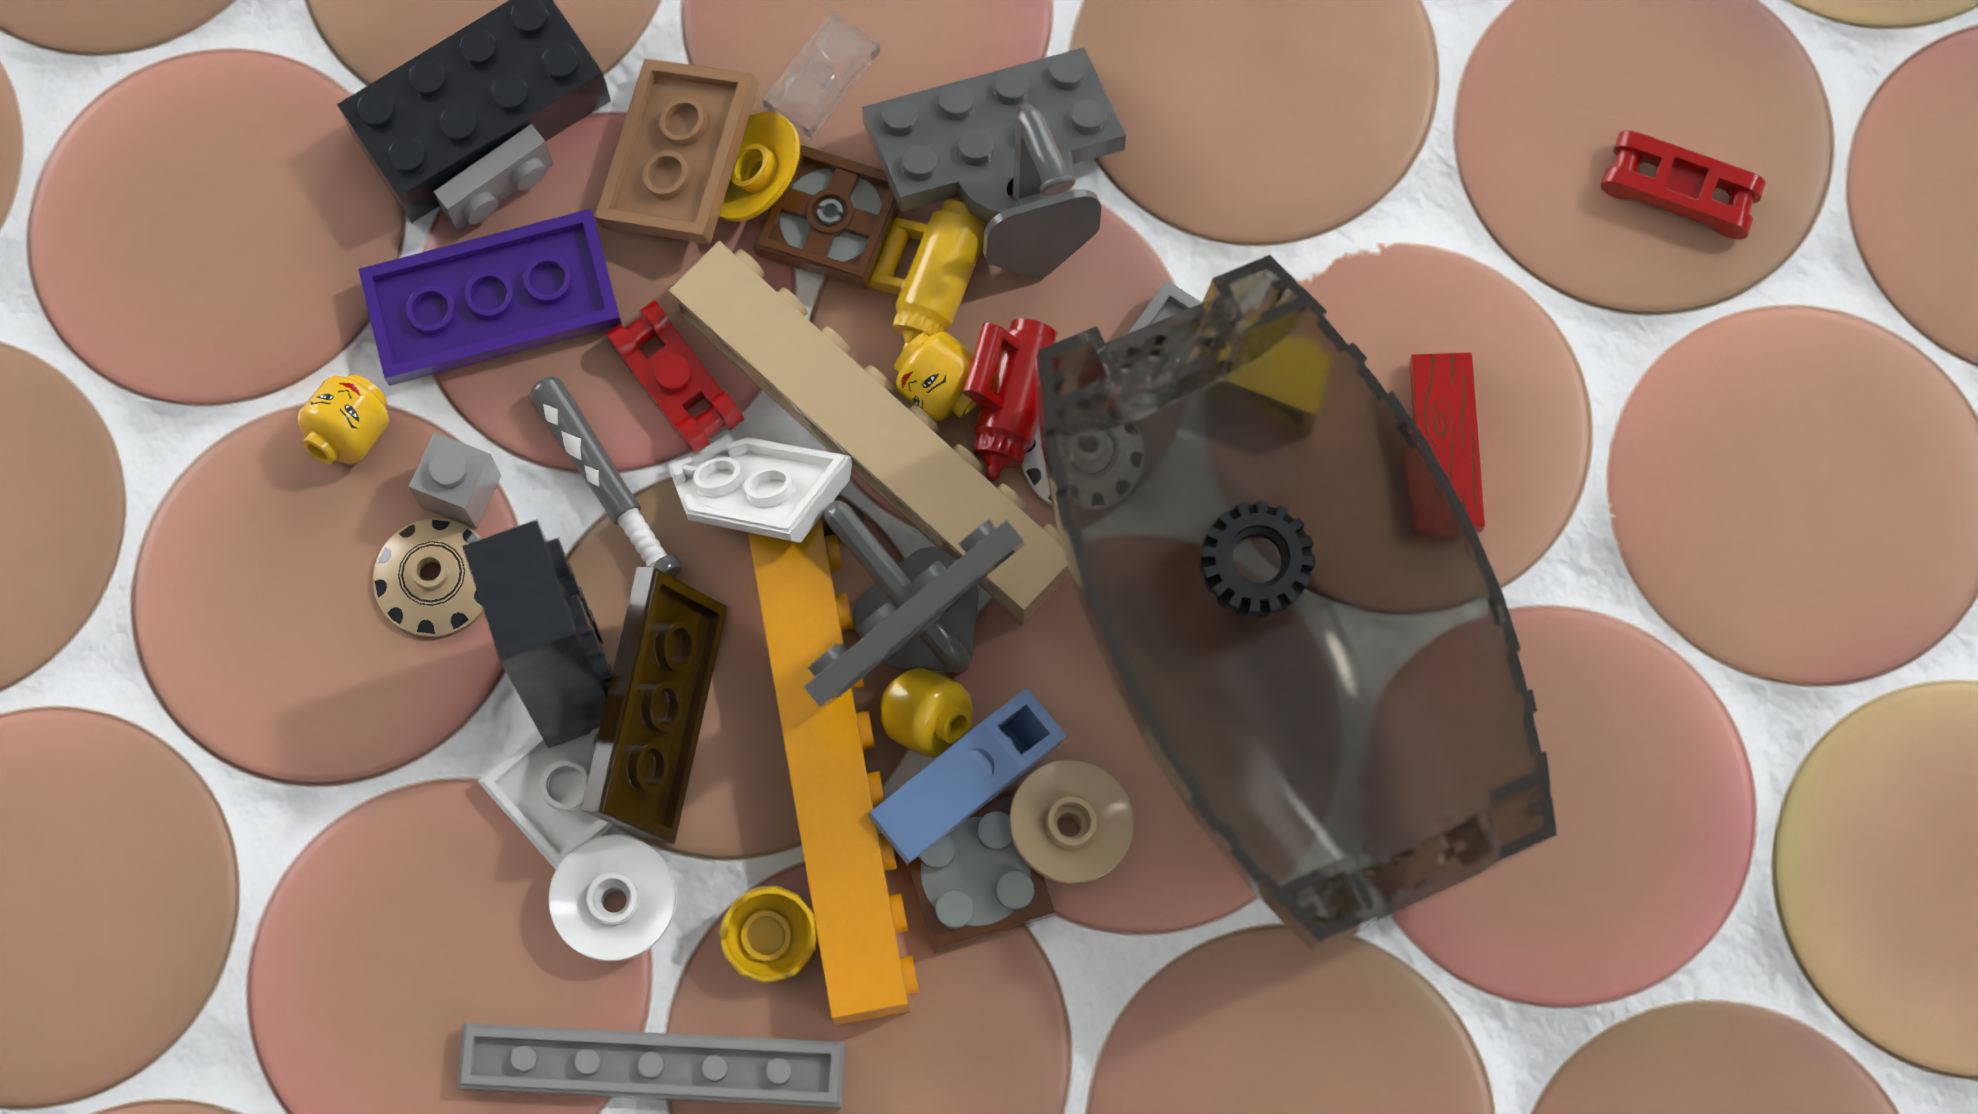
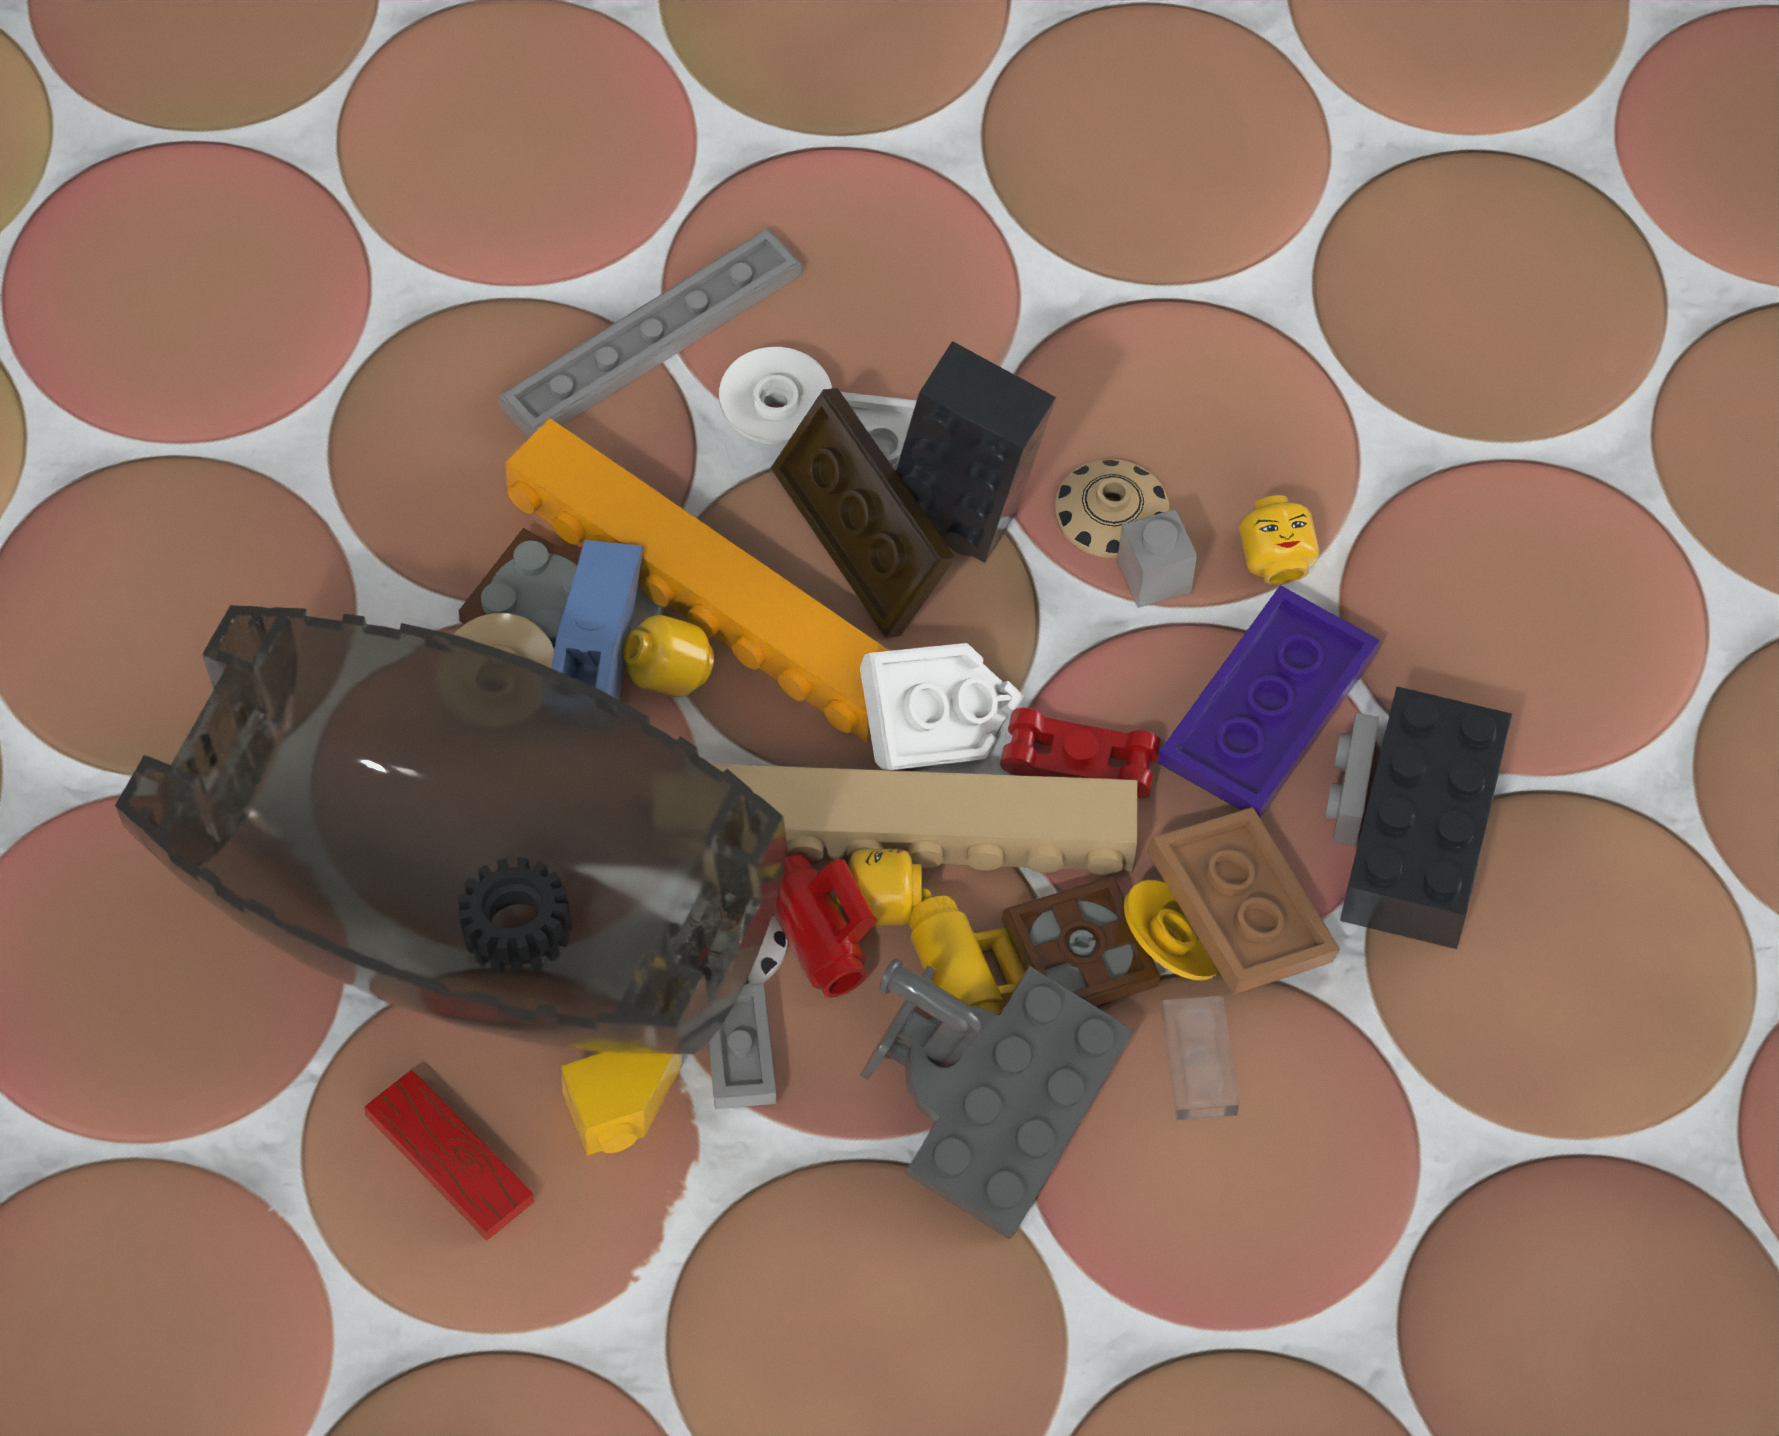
camera: 135 degrees right, 15 degrees down
(591, 460) = (1077, 653): dark grey piece -> none
(768, 934) = (649, 447): yellow hair -> none
(916, 610) = (713, 690): dark grey plate -> none

